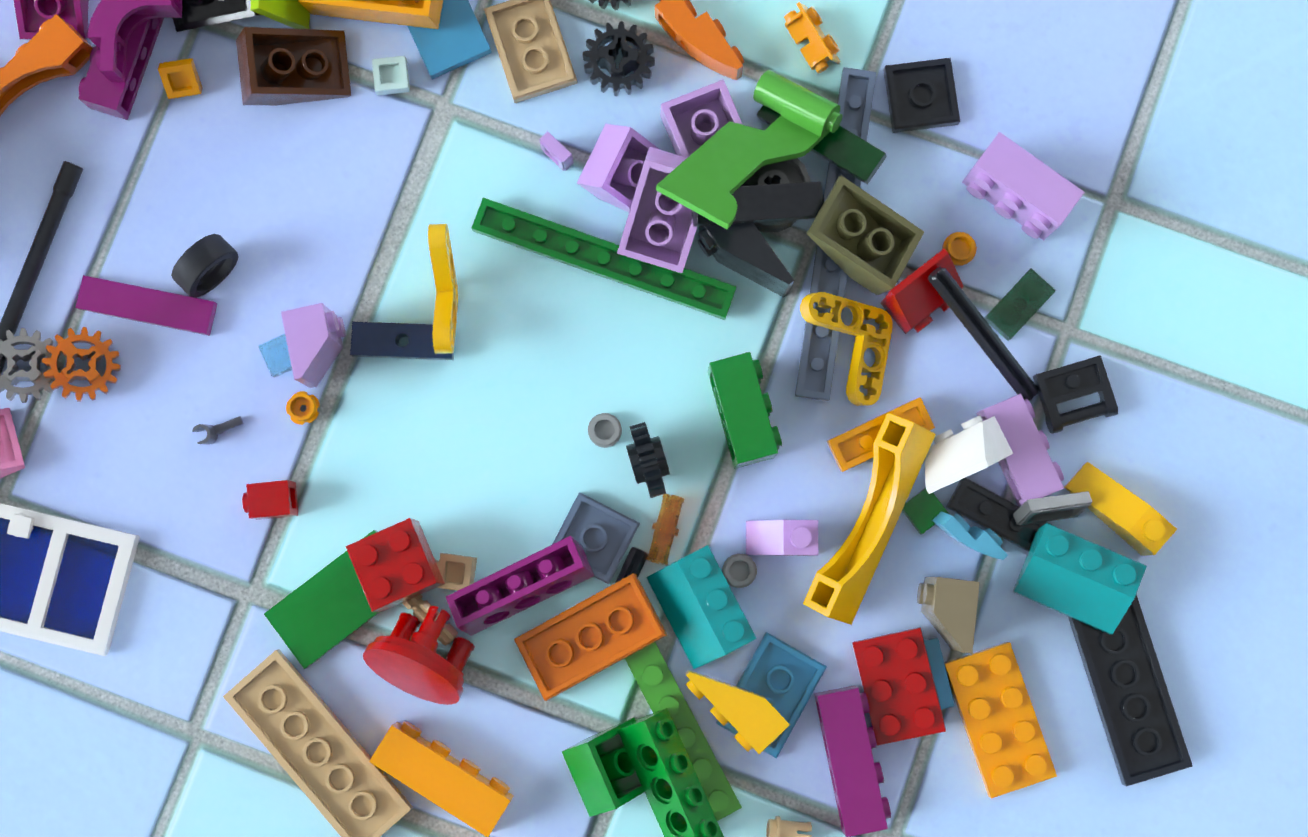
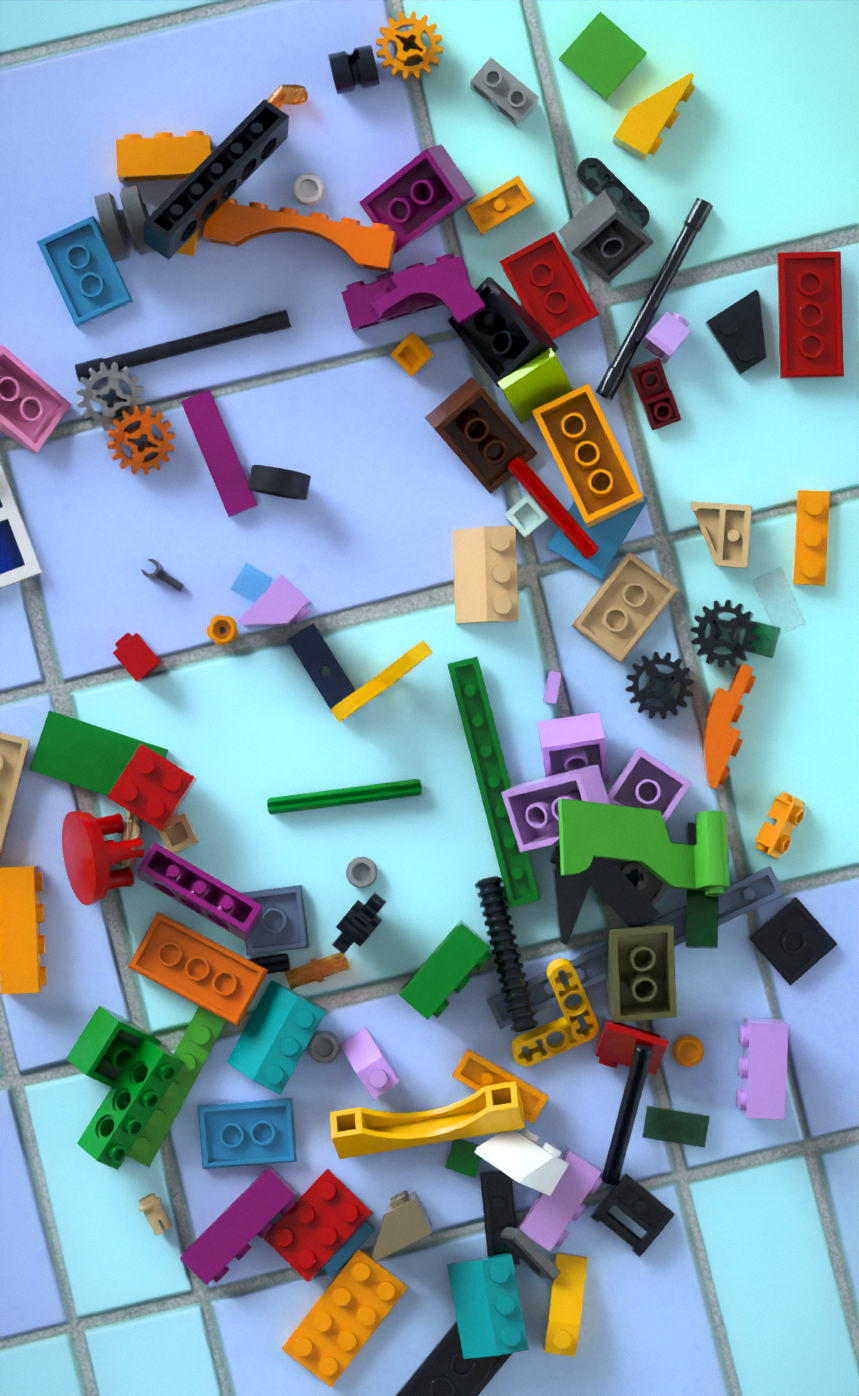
camera: 60 degrees right, 5 degrees up
(398, 45) = (552, 507): none -> red axle
(417, 142) = (485, 575): none -> tan slope
(526, 400) = (344, 796): none -> green axle
(746, 711) = (221, 1124): yellow slope -> none
(766, 347) = (506, 954): none -> black piece
(983, 541) = (466, 1208): medium azure slope -> none

